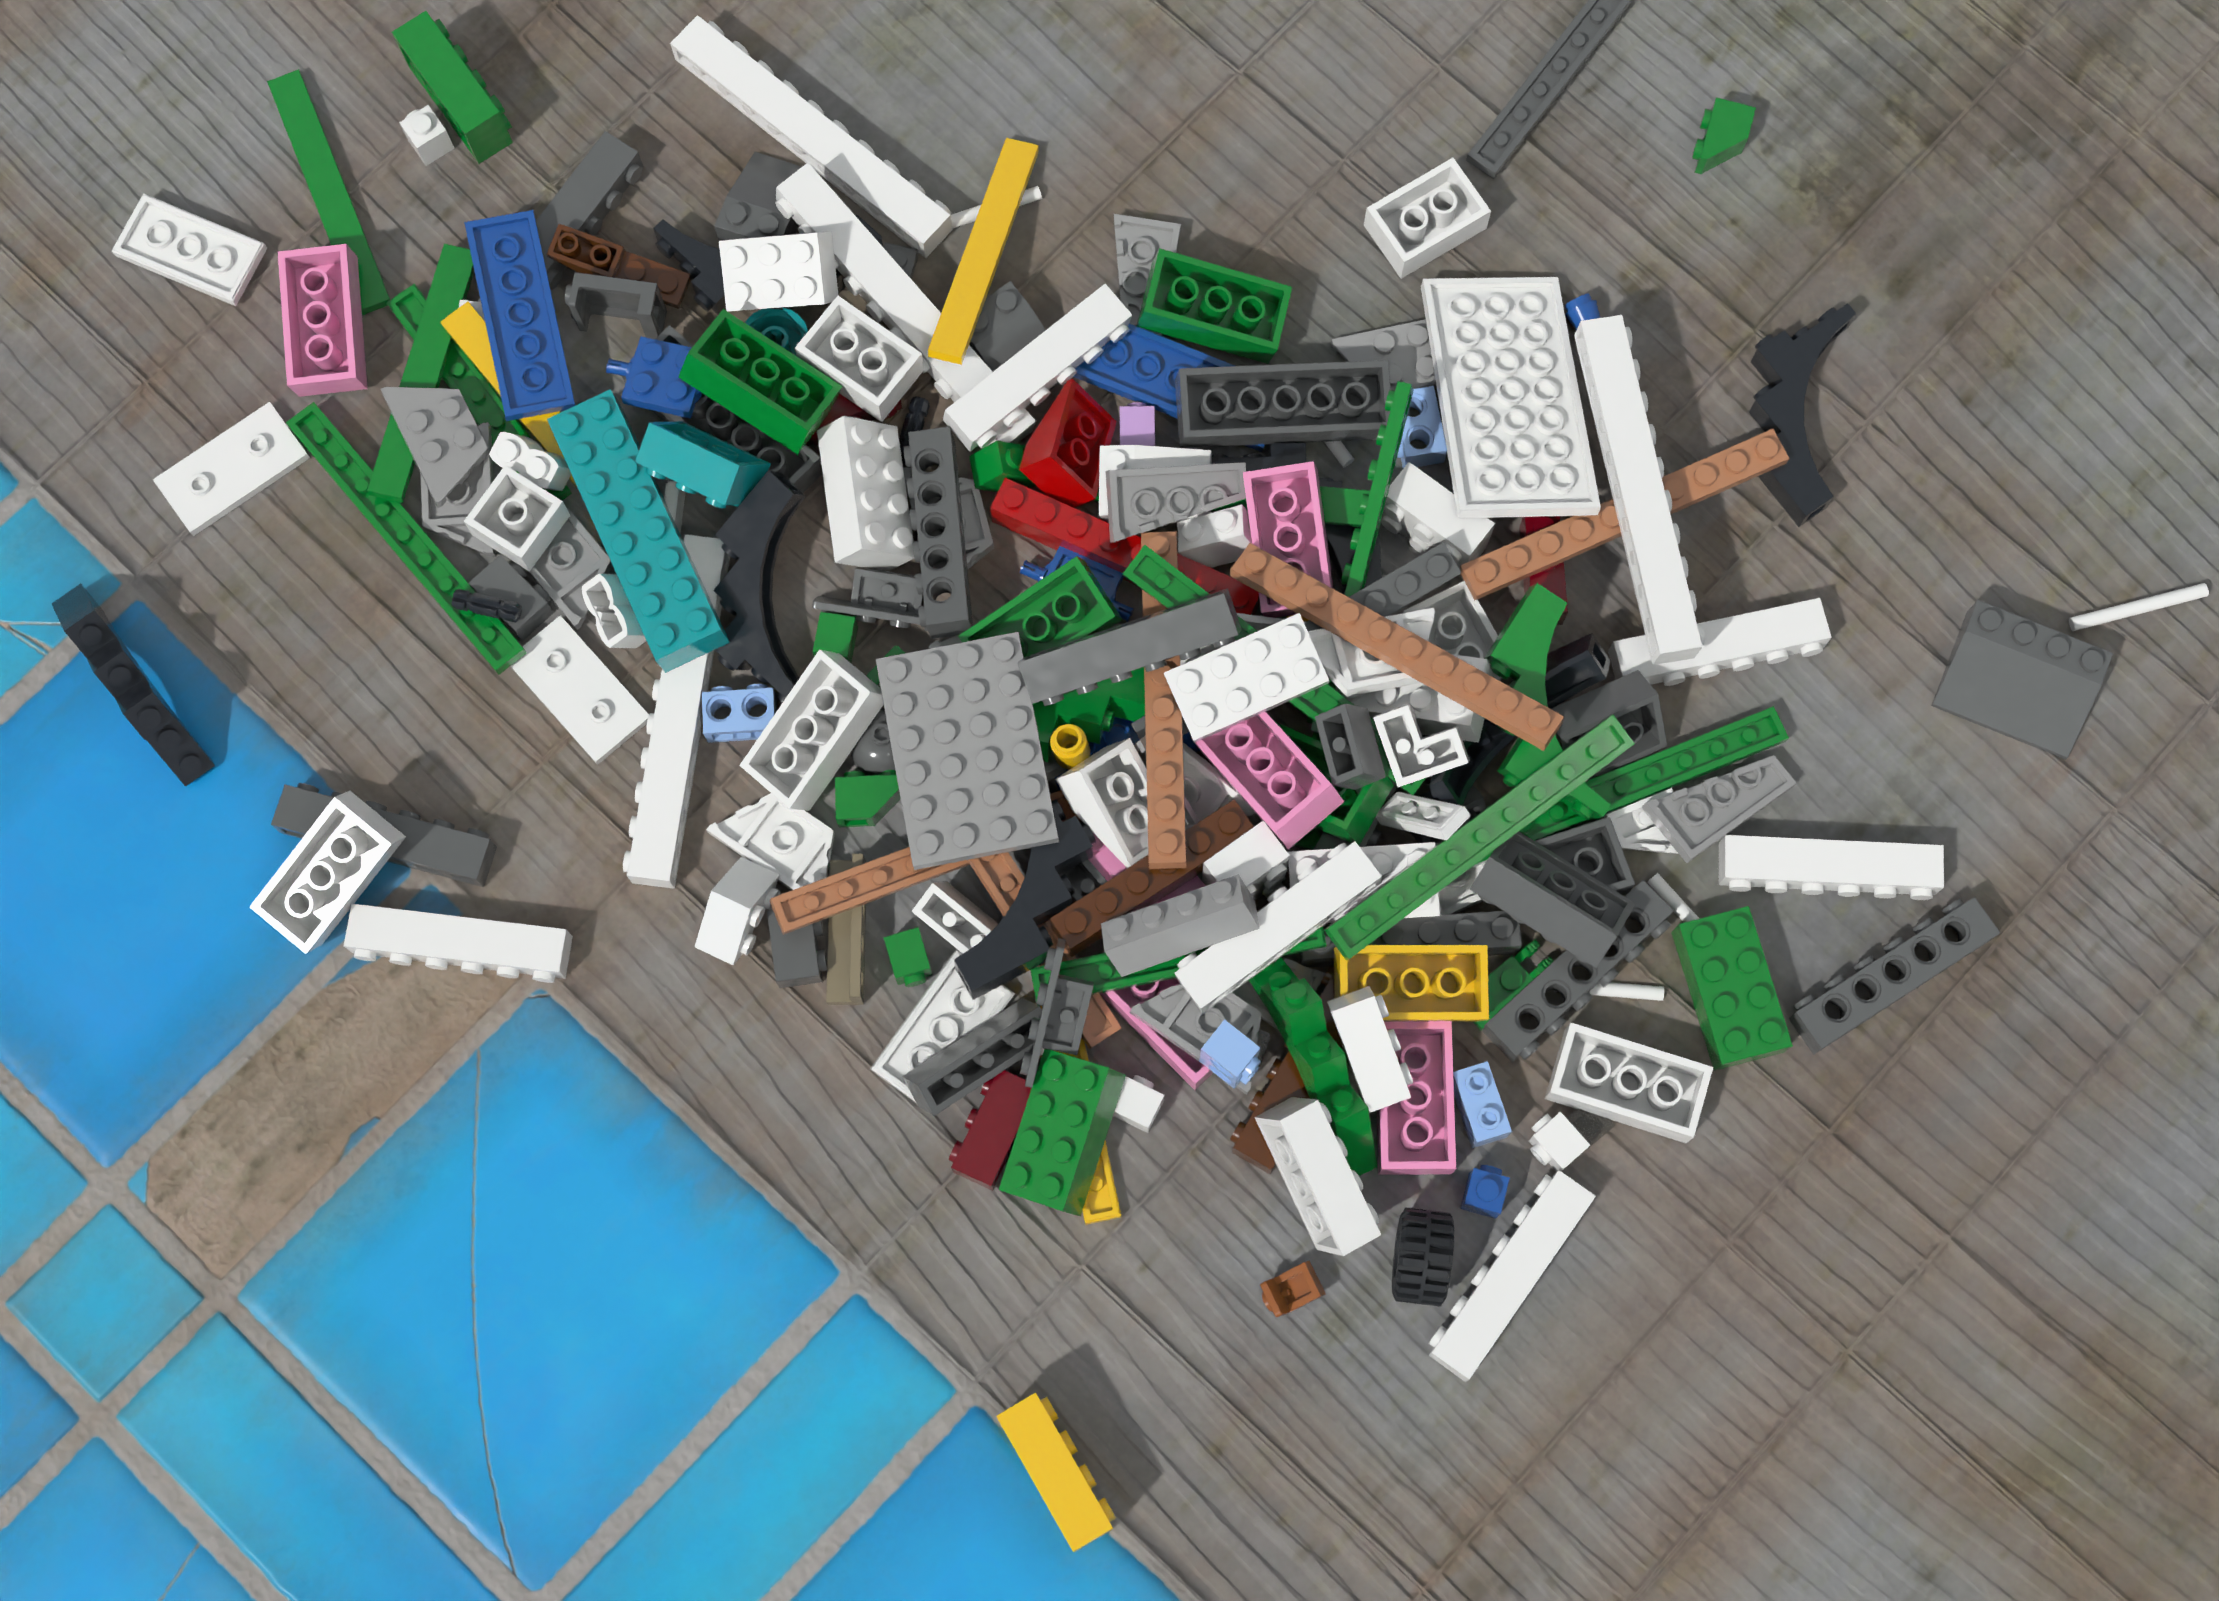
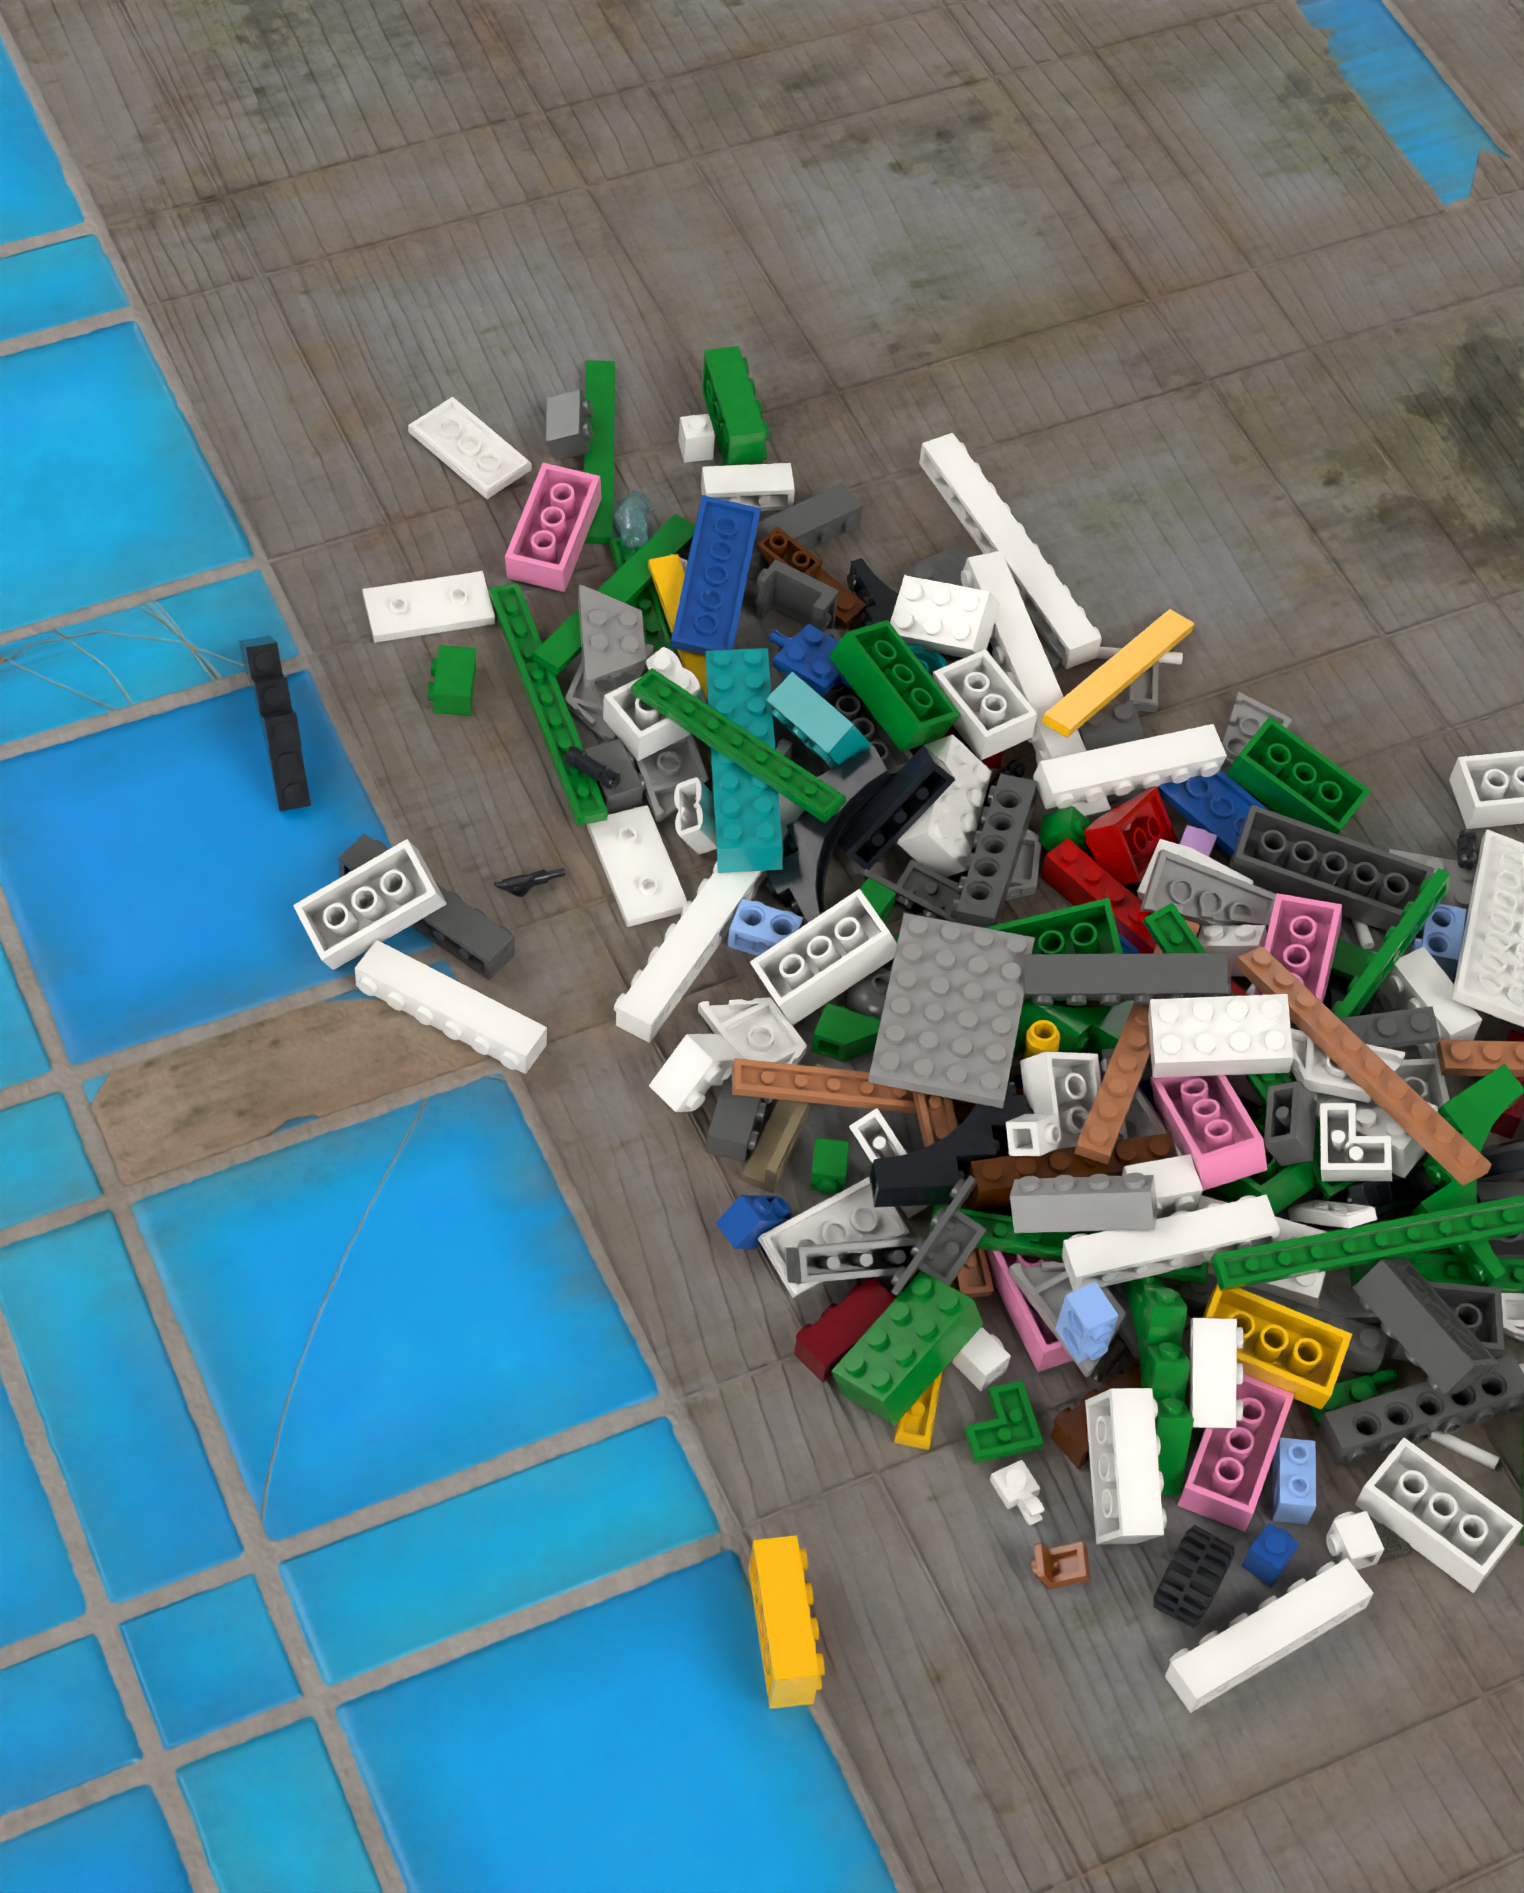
camera: 15 degrees right, 20 degrees down
(283, 178) = (569, 424): none -> brick
(296, 552) = (453, 681): none -> green brick
(401, 271) = (632, 519): none -> clear light blue piece
(470, 765) = (527, 881): none -> black hand
(506, 175) = (753, 485): none -> white brick
(627, 528) = (738, 745): none -> green tile
(818, 525) = (895, 808): none -> black brick
(859, 1049) = (752, 1217): none -> blue slope
(1017, 254) = (1144, 690): none -> light grey tile
(1100, 865) = (1033, 1134): none -> white brick
(1195, 1165) = (1012, 1430): none -> green plate
(1220, 1224) = (1019, 1488): none -> white plate
(1410, 309) = (1466, 849): none -> black axle

